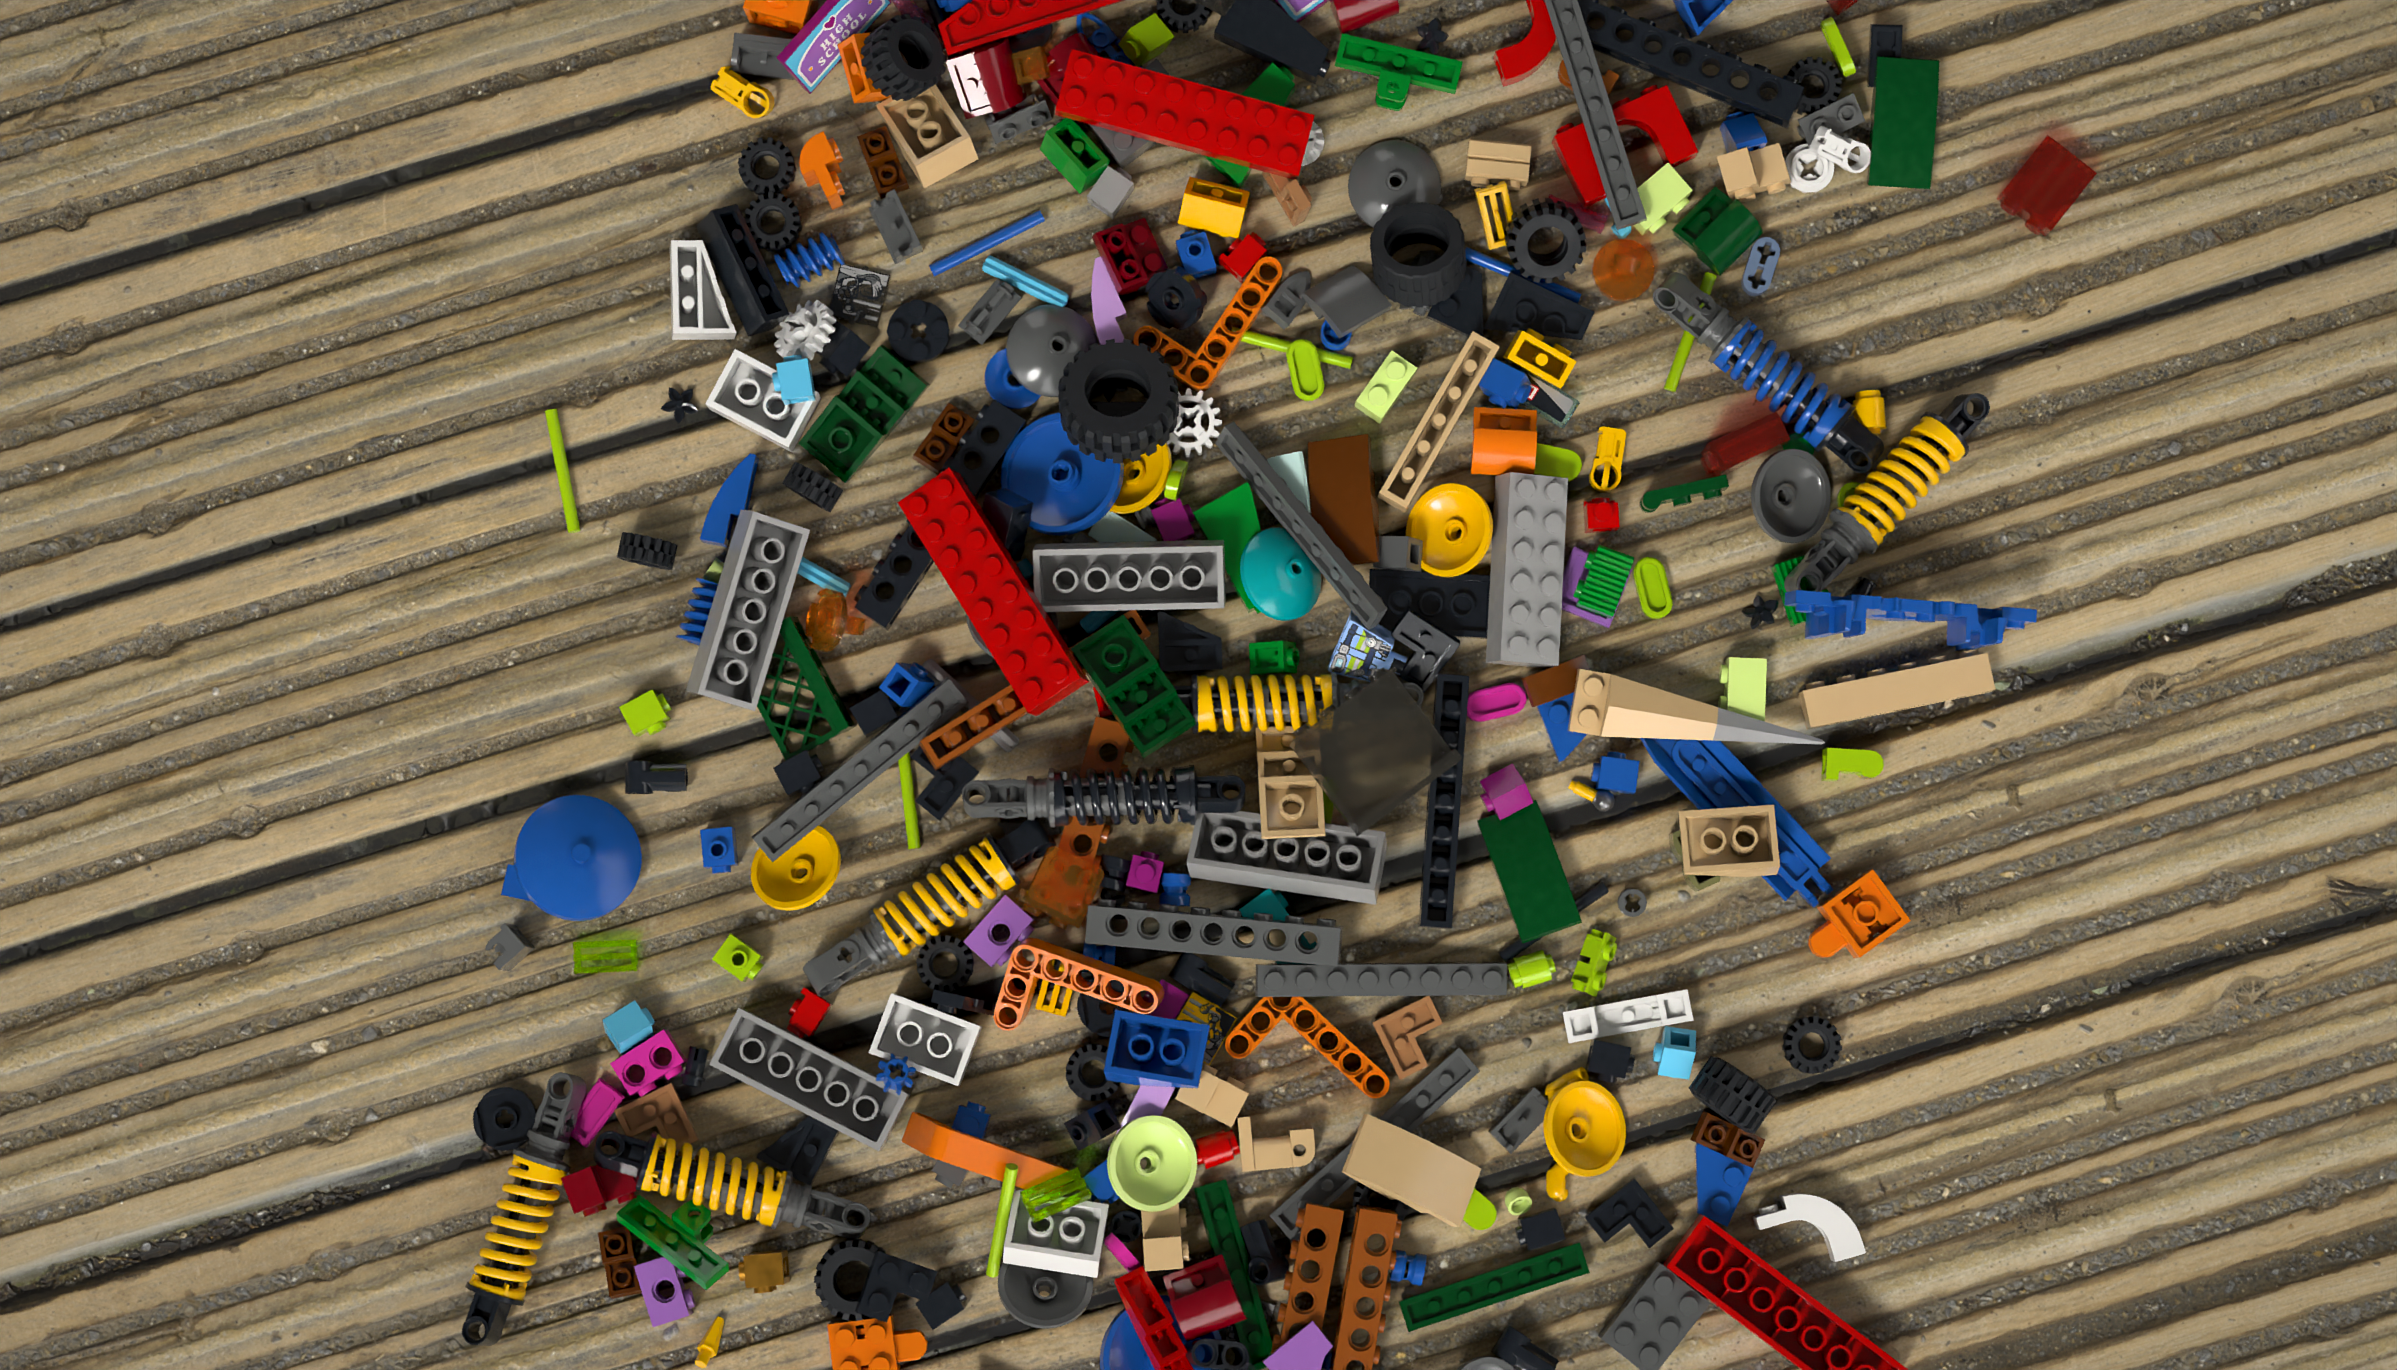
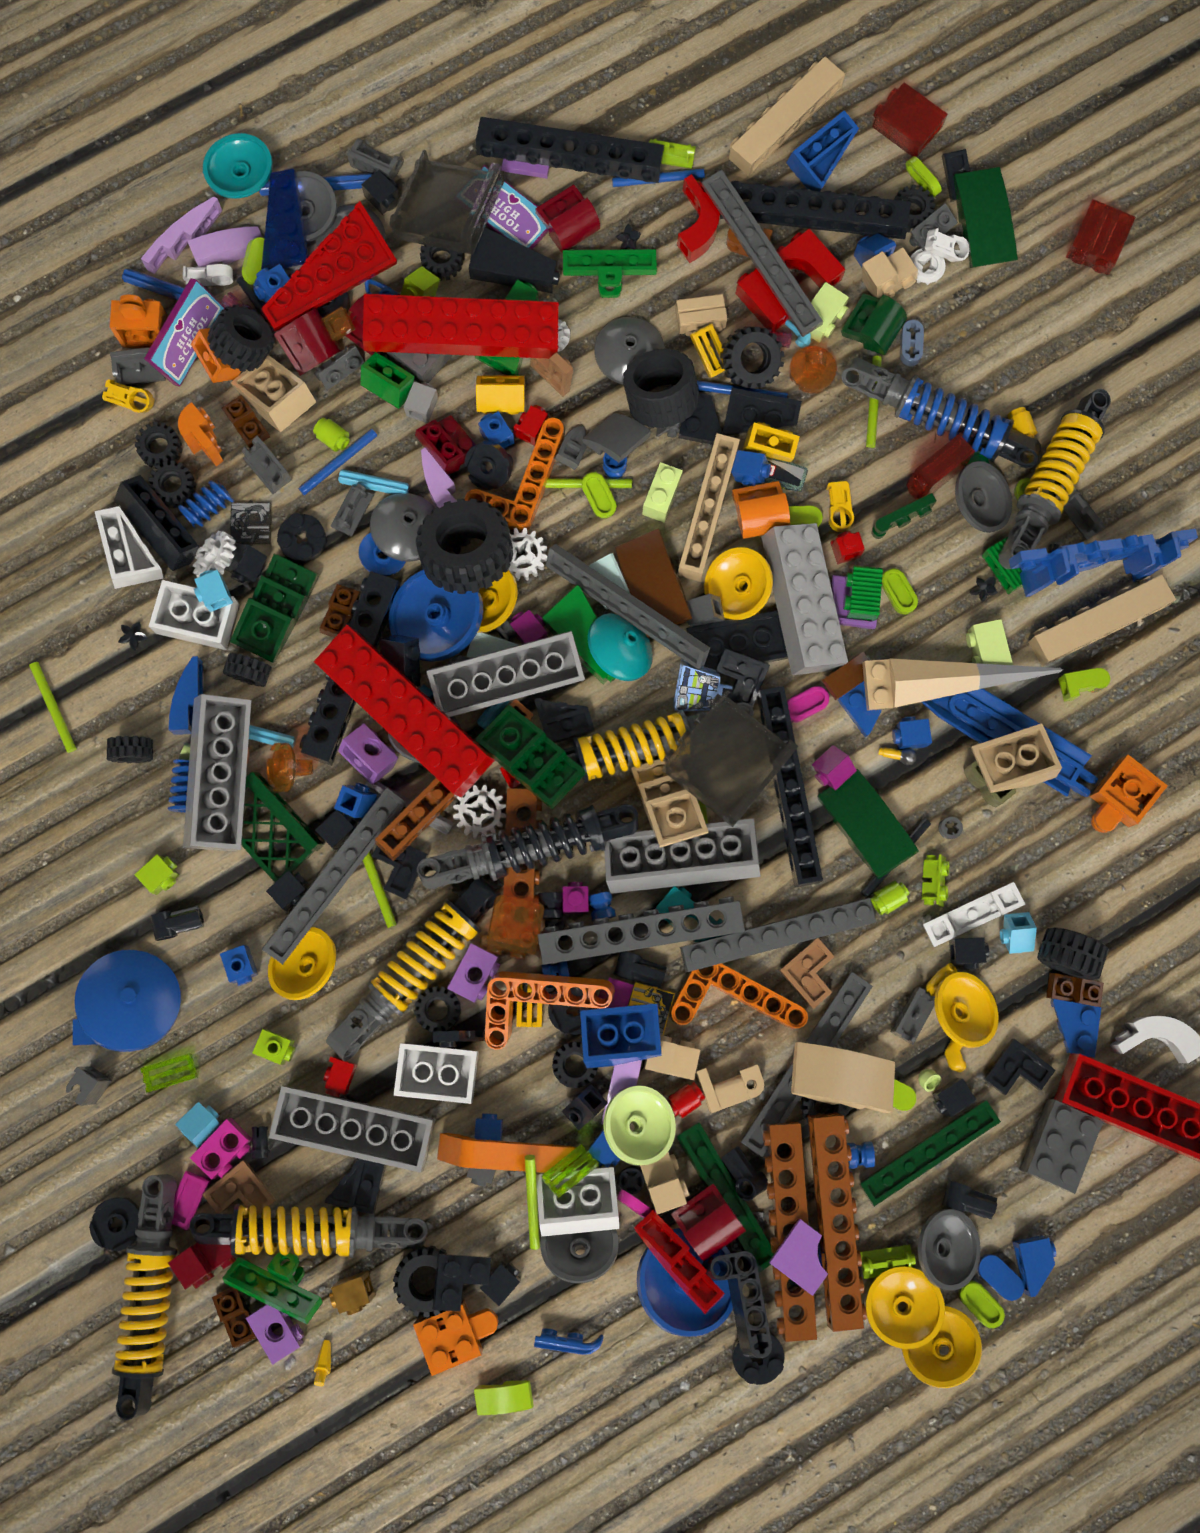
camera: 20 degrees left, 5 degrees down
(899, 1081) = (414, 1101): blue gear -> none
(934, 645) = (371, 767): none -> medium lavender brick
(987, 207) = (331, 434): none -> lime brick
(1049, 749) = (481, 801): none -> white gear
(1175, 479) = (522, 597): lime tile -> none
(1273, 657) = (630, 711): green bracket -> none
(1825, 1031) = (1132, 900): black tyre -> none
(1914, 547) = (1082, 515): none -> dark grey hinge

